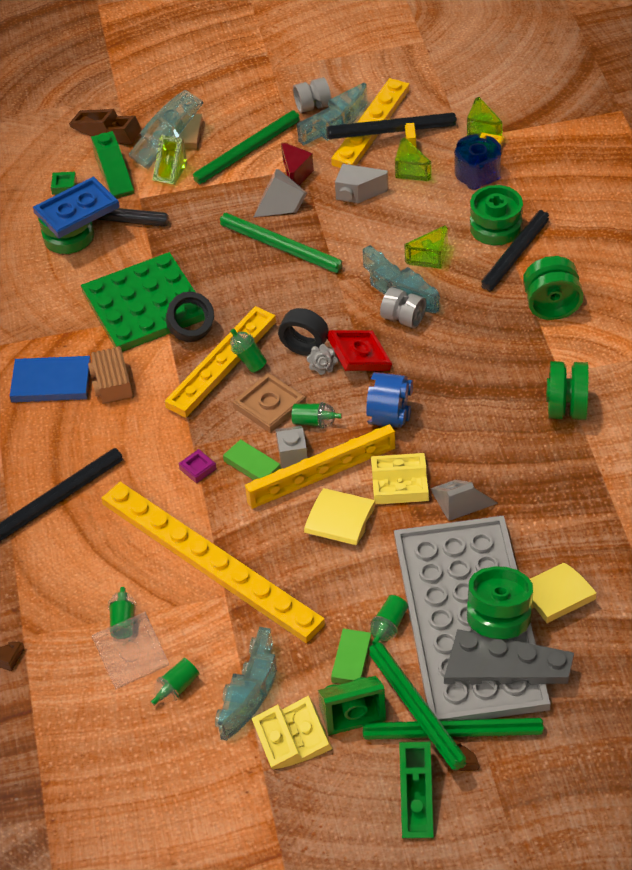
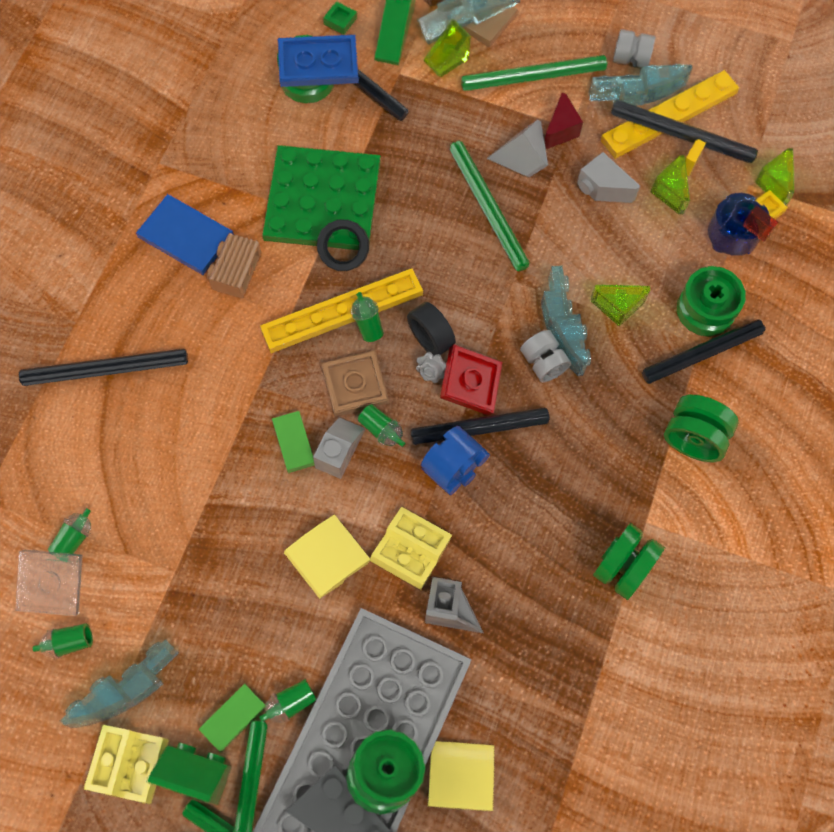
camera: 25 degrees right, 20 degrees up
(197, 466) = (244, 414): magenta tile -> none
(214, 562) = (187, 532): yellow plate -> none
(320, 466) = (335, 487): yellow plate -> none
(402, 367) = (482, 425): none -> black axle
(494, 144) = (760, 223): none -> clear red tile

